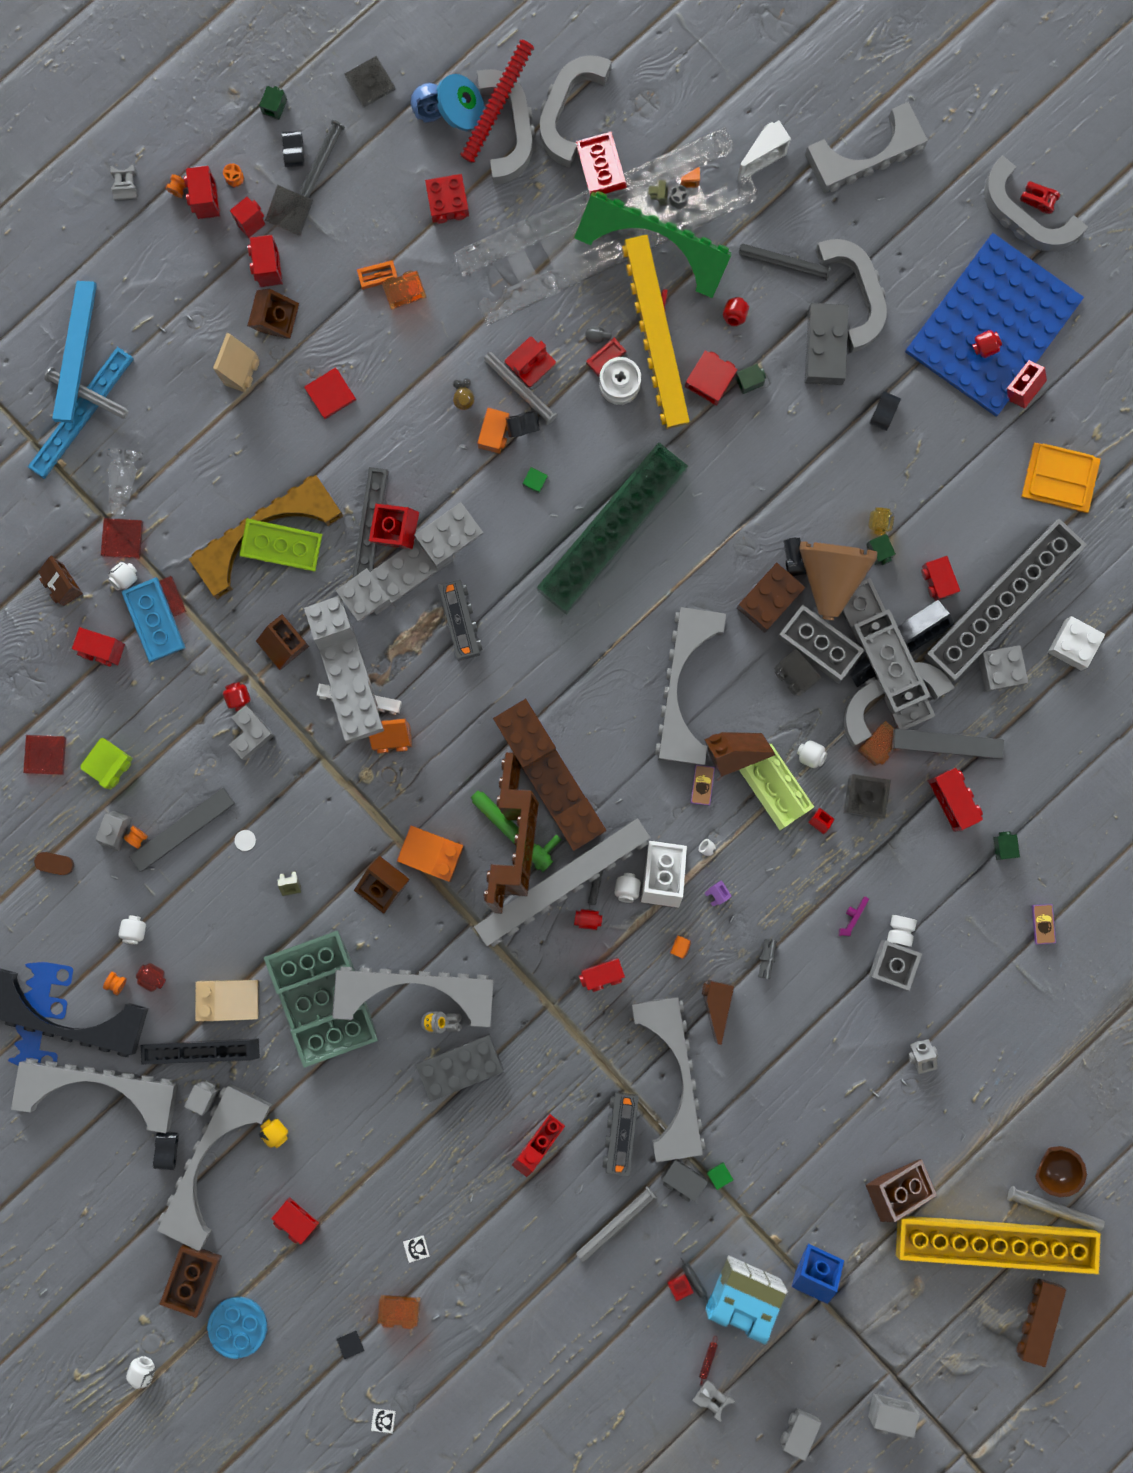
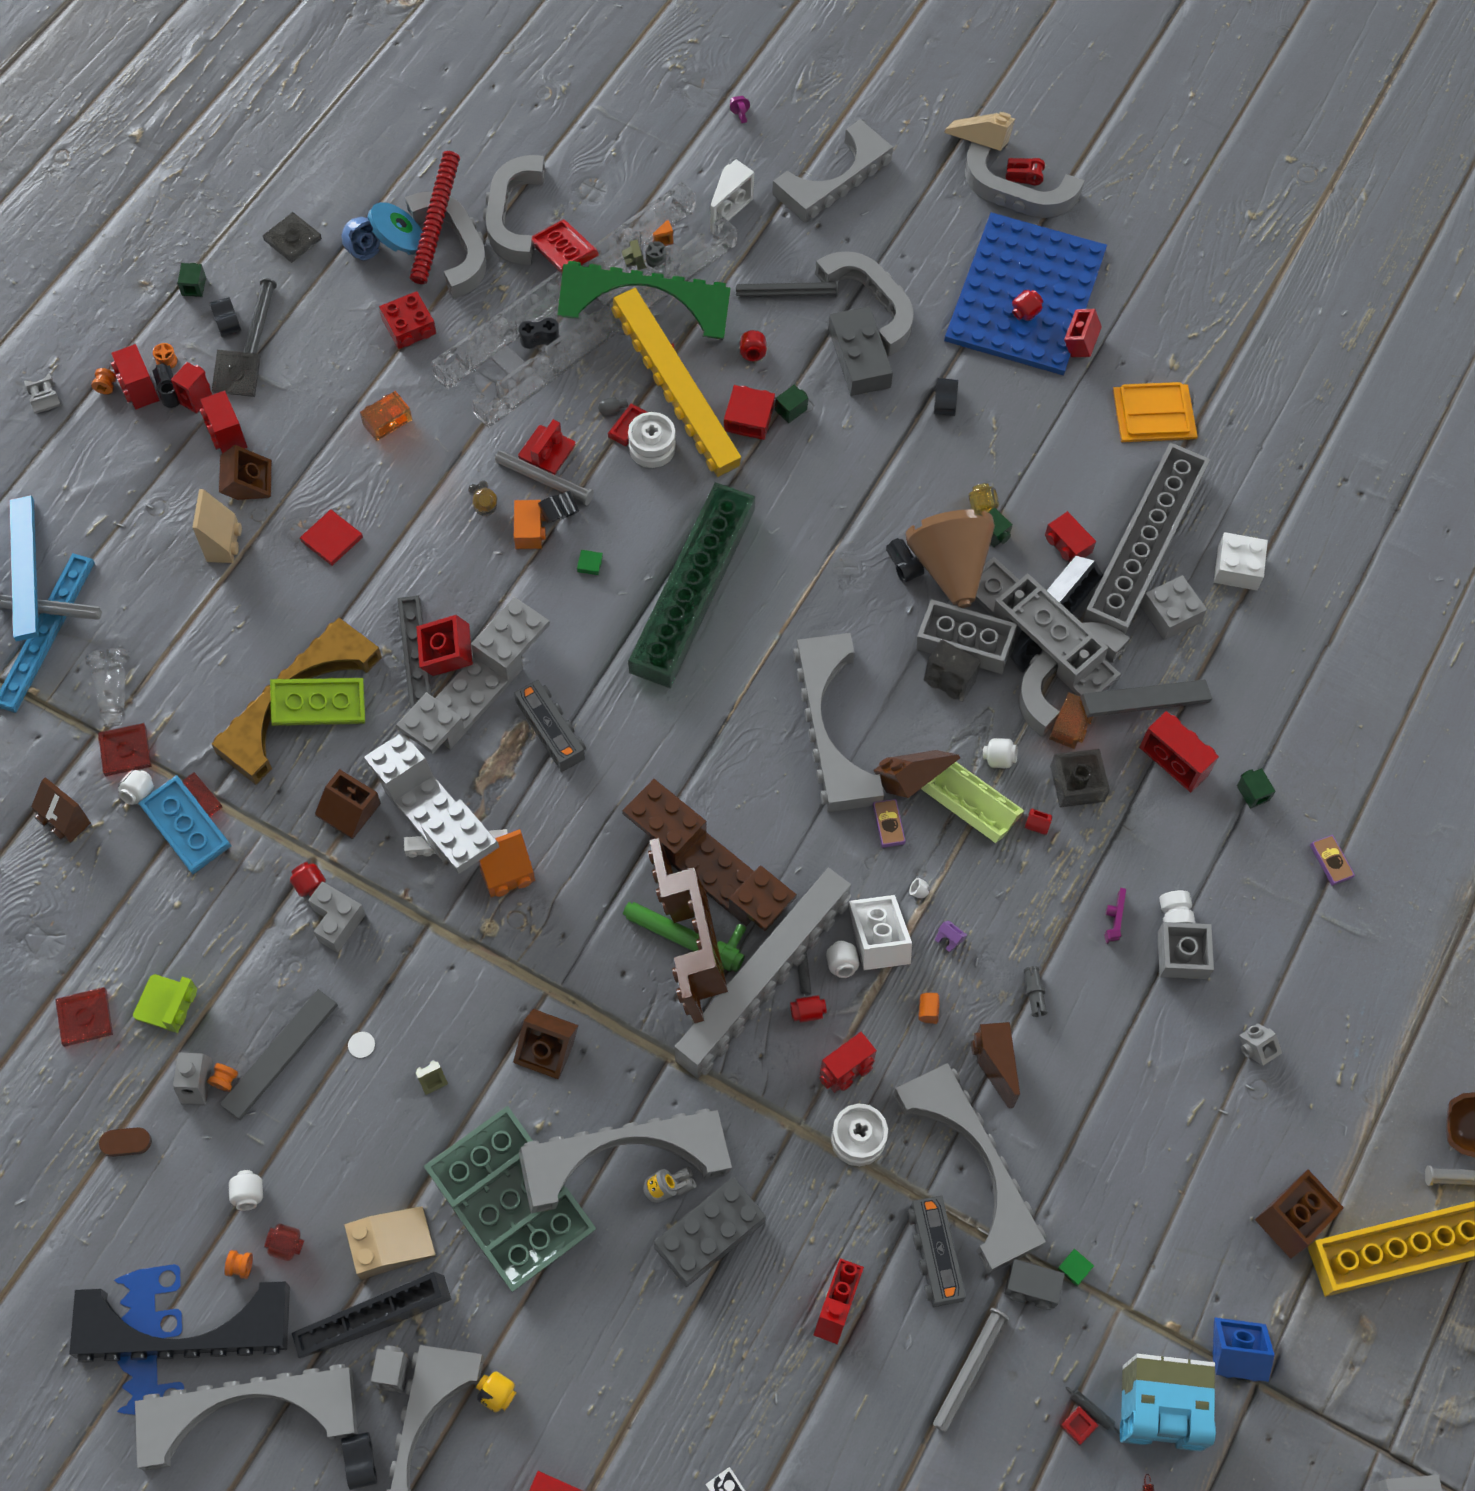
camera: 20 degrees left, 20 degrees down
(98, 646) = (124, 868): red brick -> none
(227, 201) = (163, 376): none -> black piece
(361, 271) = (353, 412): orange tile -> none
(430, 853) = (595, 990): orange slope -> none
(553, 249) = (538, 333): none -> black axle
(593, 1042) = (854, 1148): none -> white wheel
(770, 597) = (893, 606): reddish brown brick -> none
(805, 51) = (740, 105): none -> magenta piece
(1015, 144) = (986, 130): none -> tan slope

